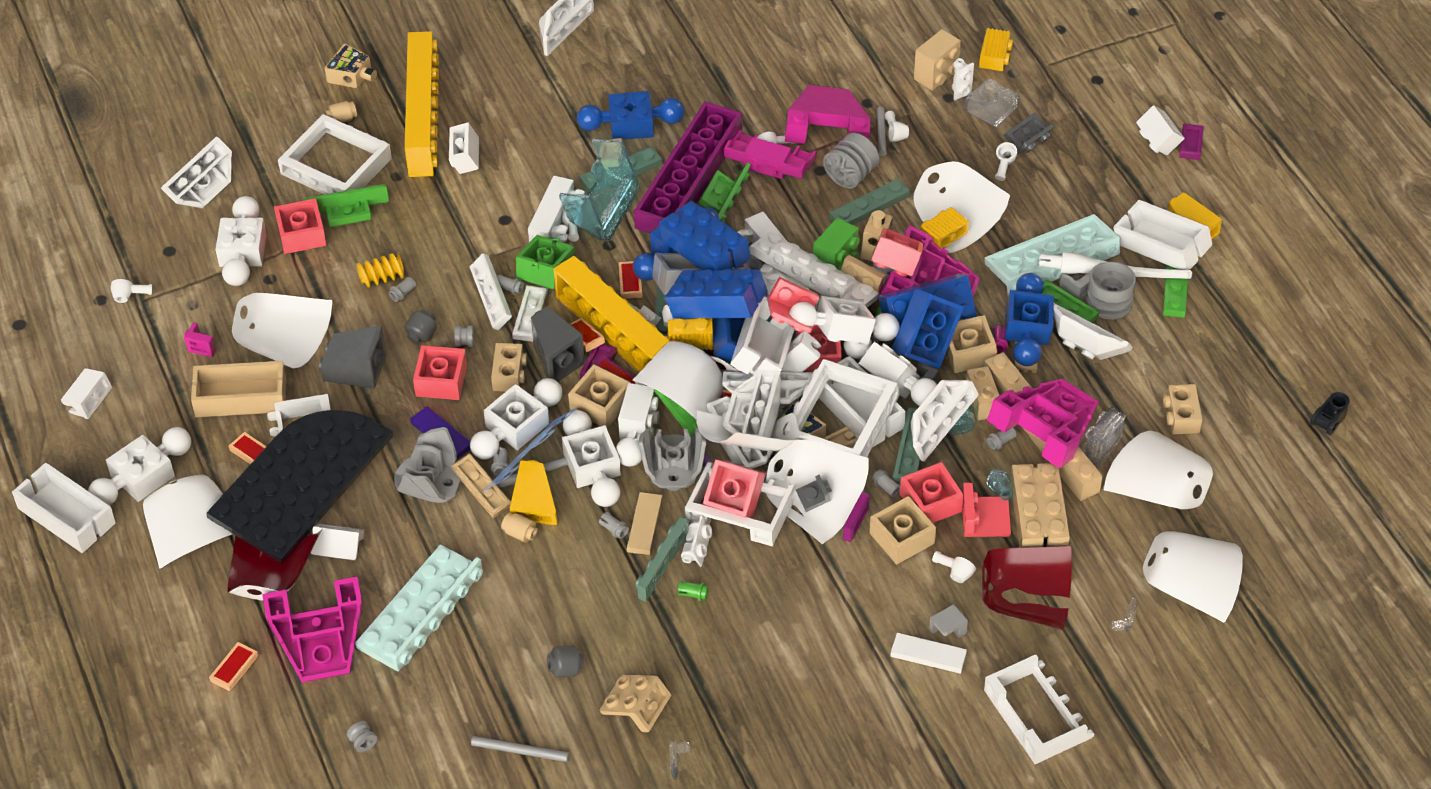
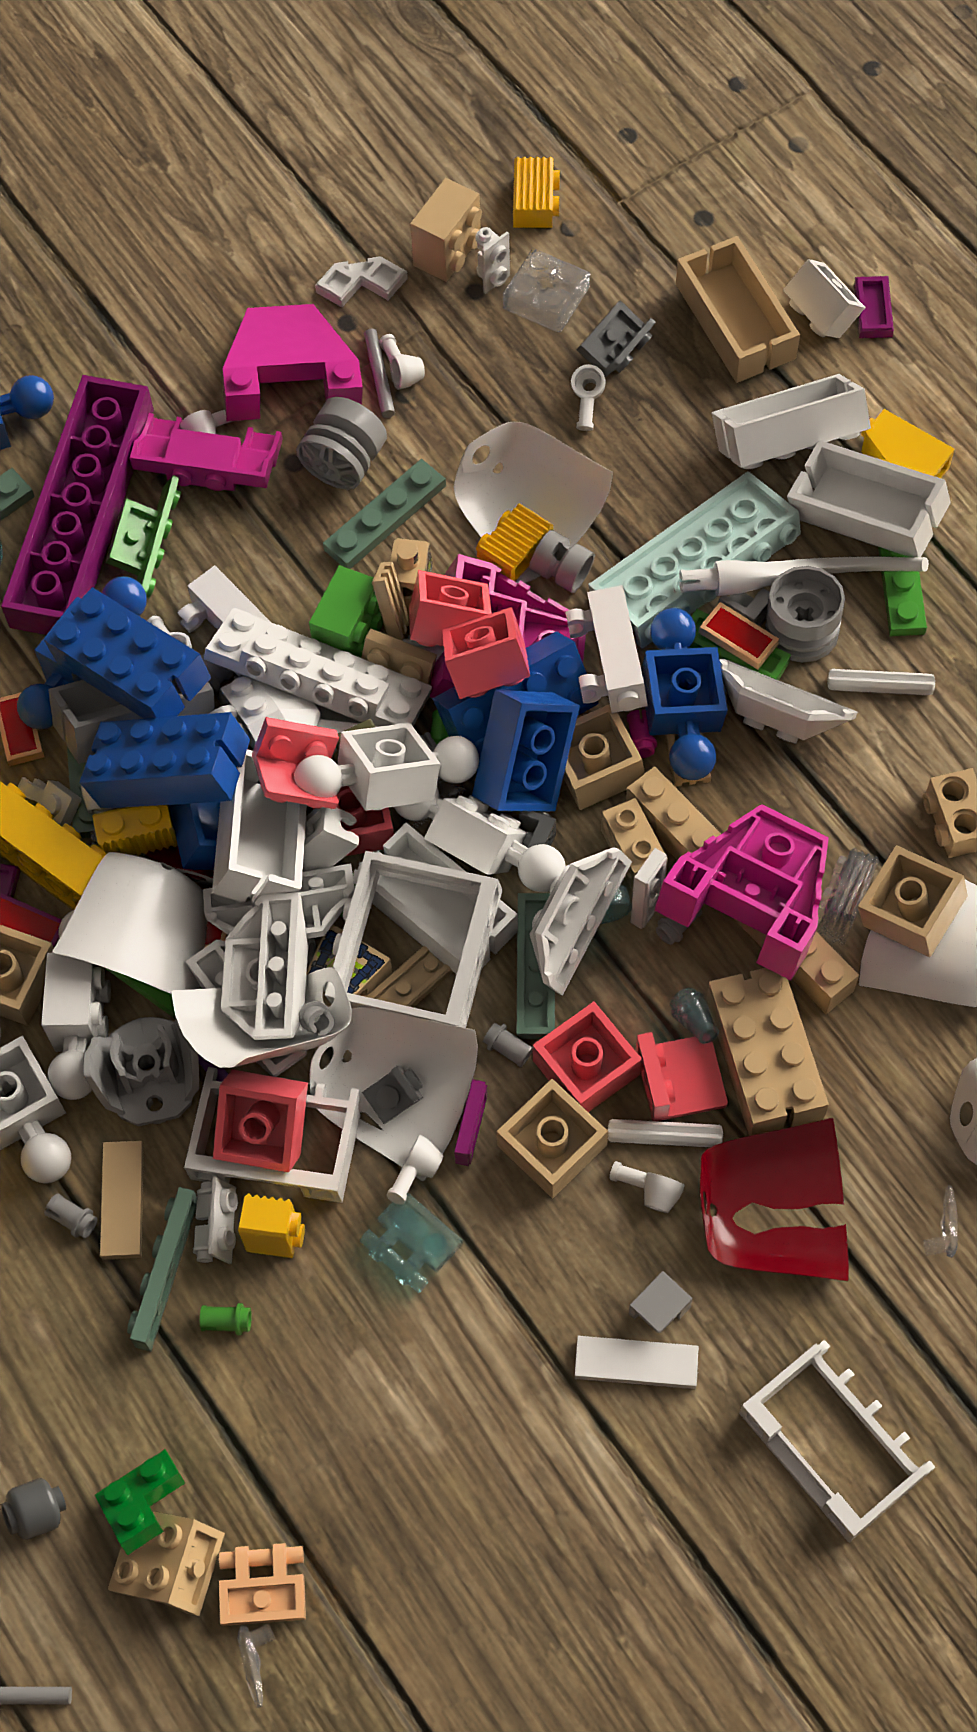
camera: 10 degrees left, 15 degrees up
(623, 668) = (130, 1497): none -> green plate
(688, 728) = (262, 1598): none -> light nougat plate
(729, 544) = (270, 1226): none -> yellow brick
(783, 434) = (310, 1012): none -> light grey pin
(814, 565) = (420, 1232): none -> clear light blue plate
(822, 530) = (421, 1161): none -> white bar
(863, 241) = (390, 600): none -> tan tile
(889, 80) = (345, 279): none -> white tile
(914, 271) = (485, 654): none -> coral brick
(967, 542) = (664, 1133): none -> white axle
(972, 243) = (558, 559): none -> light grey wheel
(983, 405) = (647, 888): none -> white tile
(992, 287) = (616, 647): none -> white brick
(1069, 296) = (738, 635): none -> tile
(1105, 128) = (737, 309): none -> tan piece
(1125, 189) = (791, 421): none -> white piece
(1141, 440) = (913, 900): none -> tan brick
(1151, 336) = (881, 682): none -> white axle

